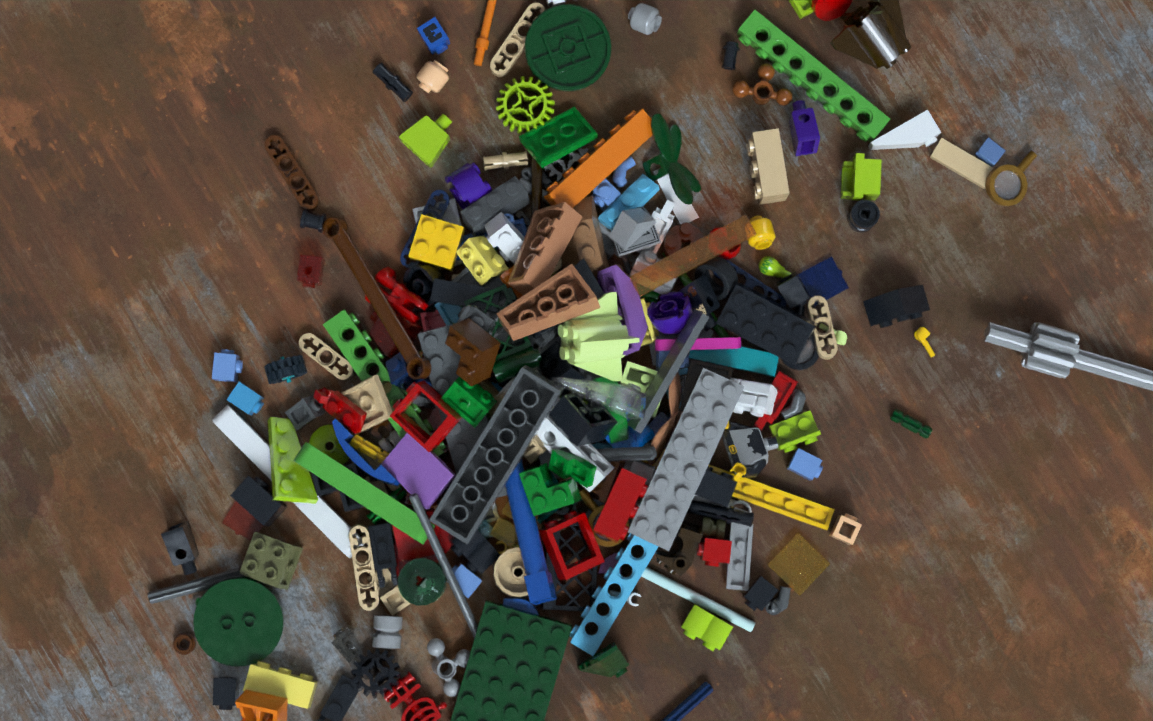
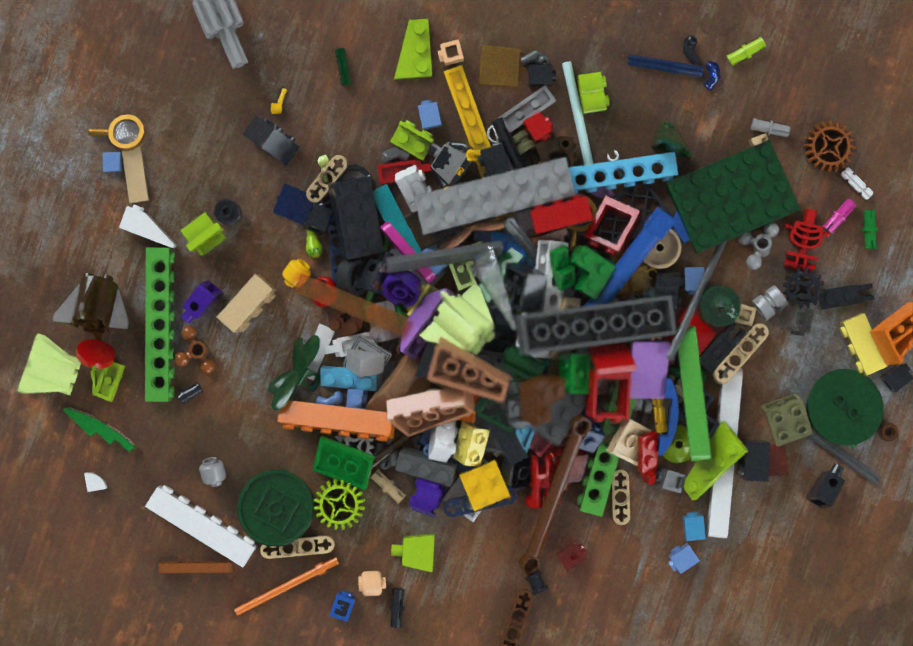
camera: 130 degrees left, 5 degrees up
(285, 369) = (652, 516): black wheel -> none
(454, 444) = (611, 358): none -> red tile
(871, 499) = (415, 52): none -> lime wing

